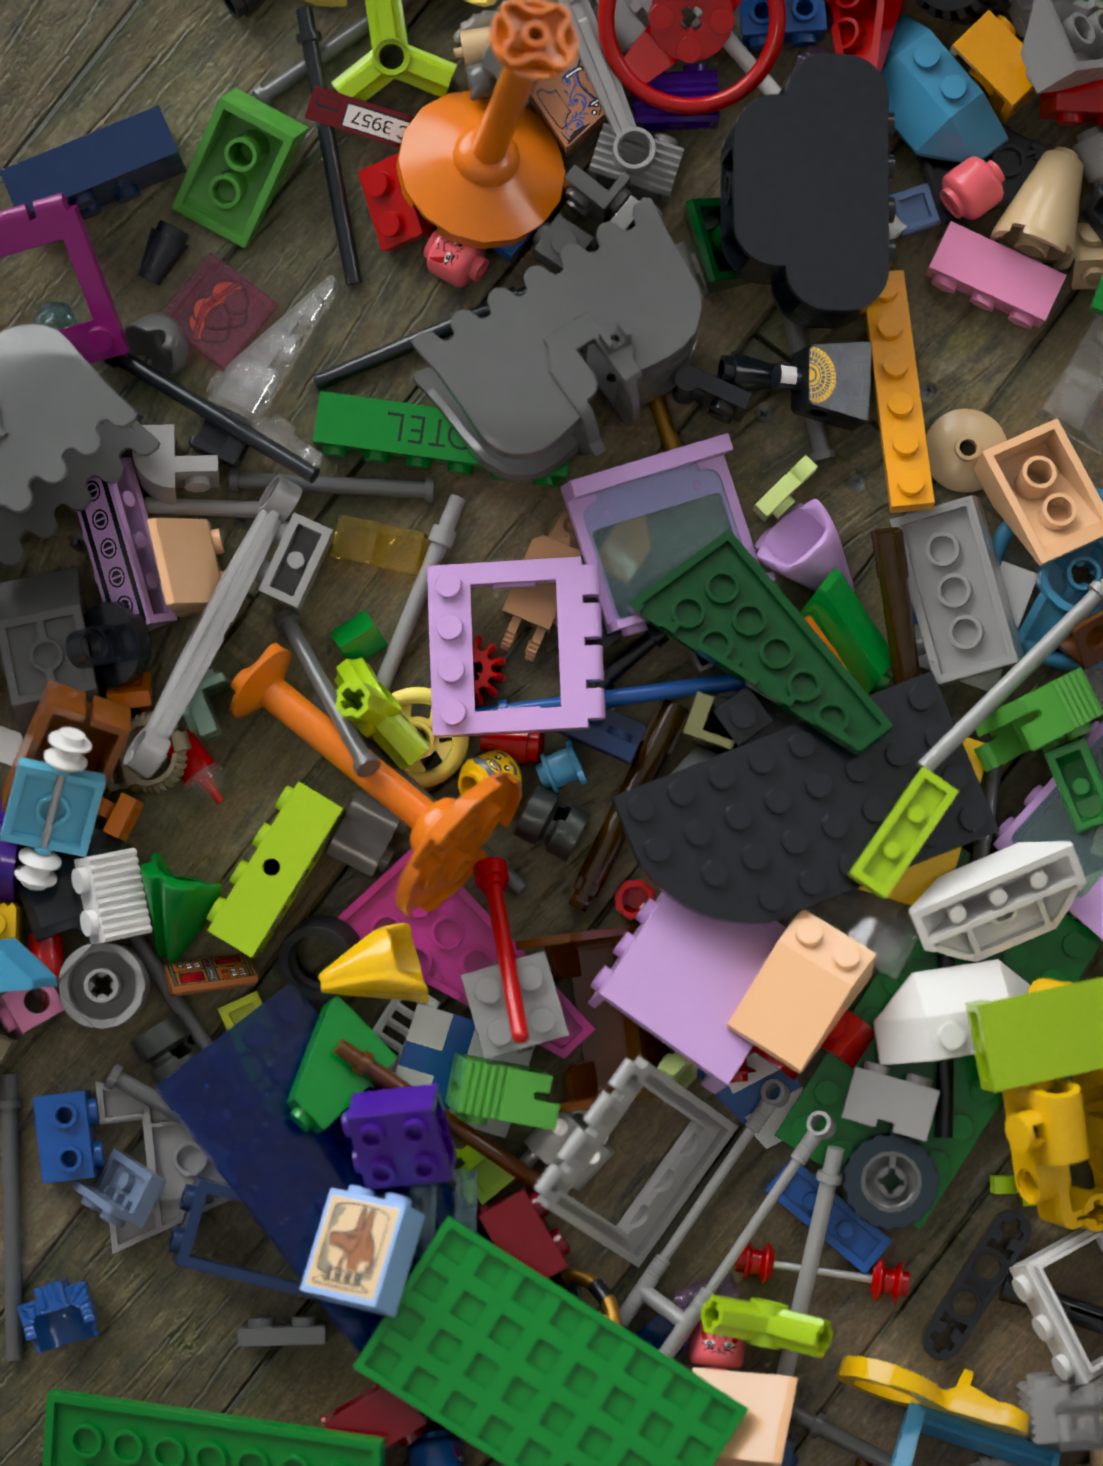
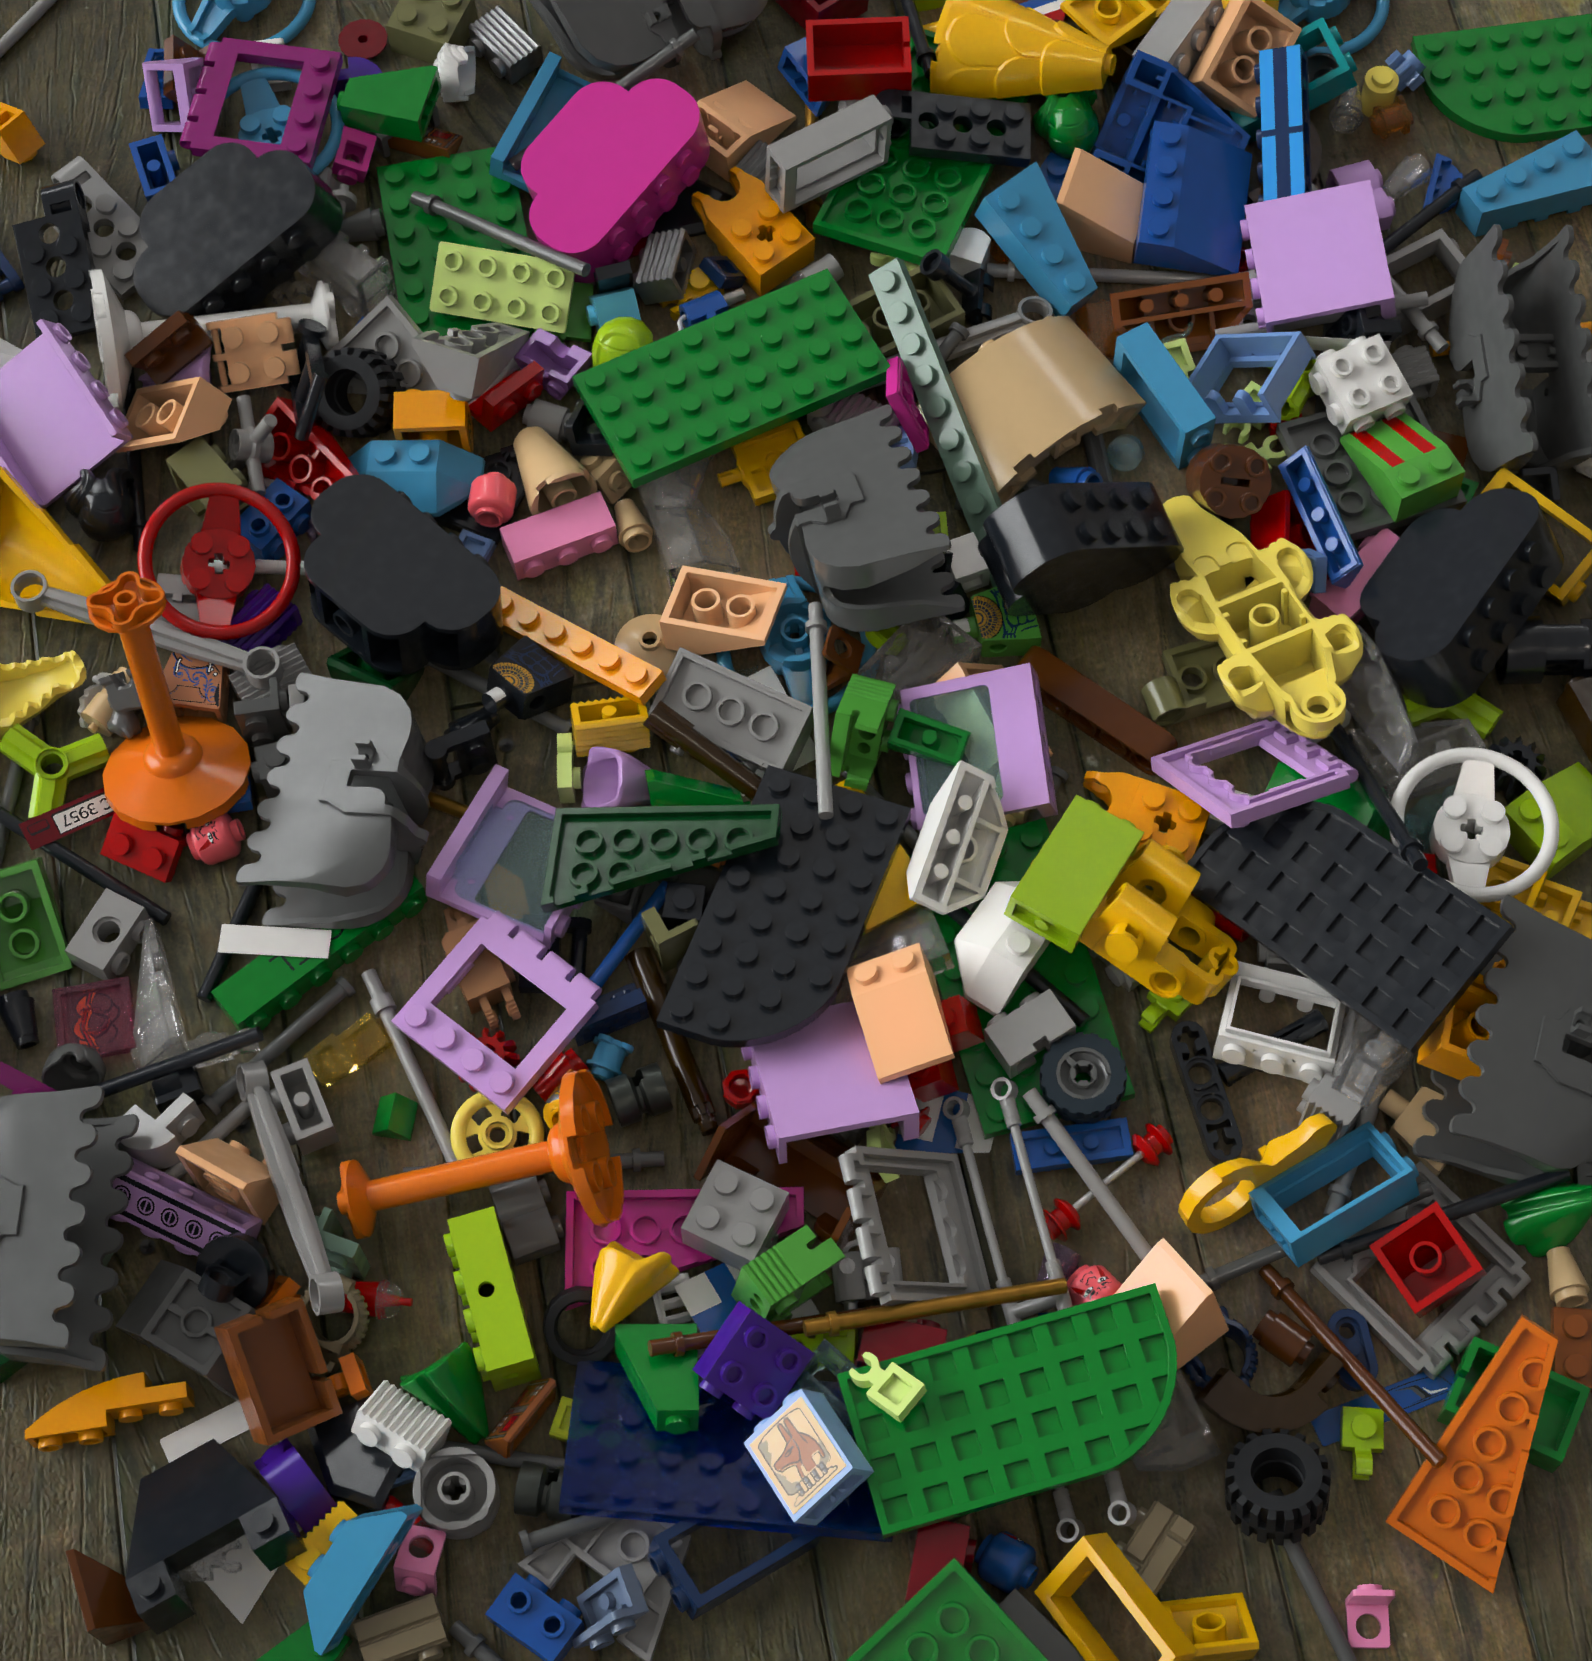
camera: 45 degrees left, 20 degrees down
(52, 808) = (300, 1403): medium azure plate -> none
(263, 1332) = (805, 1603): dark grey plate -> none
(271, 246) = (108, 916): none -> light grey brick
(364, 761) = (477, 1159): dark grey bar -> none
(377, 712) = (452, 1136): lime piece -> none
(408, 401) = (274, 941): none -> white sticker
(470, 1276) = (891, 1389): none -> yellowish green plate
(489, 1176) = (834, 1322): none -> pearl gold bar
(491, 877) = (637, 1162): red piece -> none
(766, 1324) = (1109, 1234): lime piece -> none
(851, 492) = (609, 724): none -> yellow brick
(903, 833) = (855, 858): lime plate -> none
(1063, 329) = (632, 527): none -> tan cone

